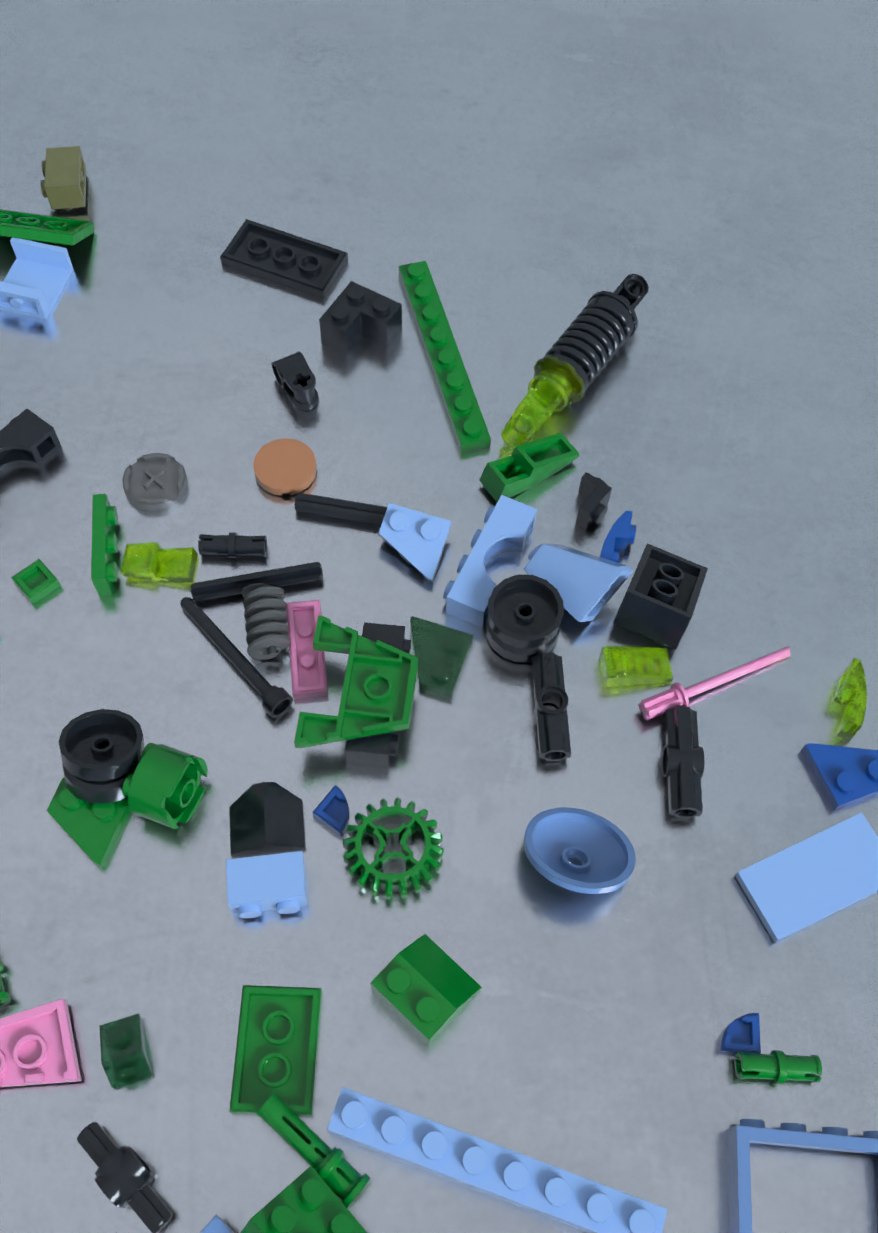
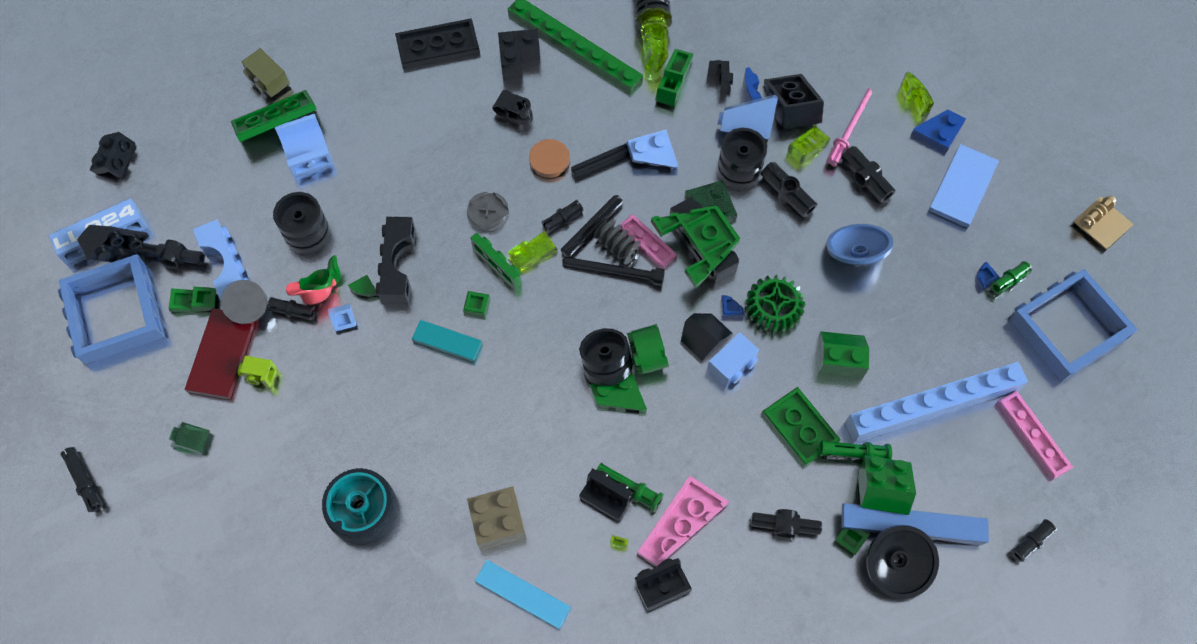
camera: 35 degrees left, 5 degrees up
(124, 1051) = (736, 475): clear green bracket -> none
(505, 530) = (704, 158): light blue arch -> none

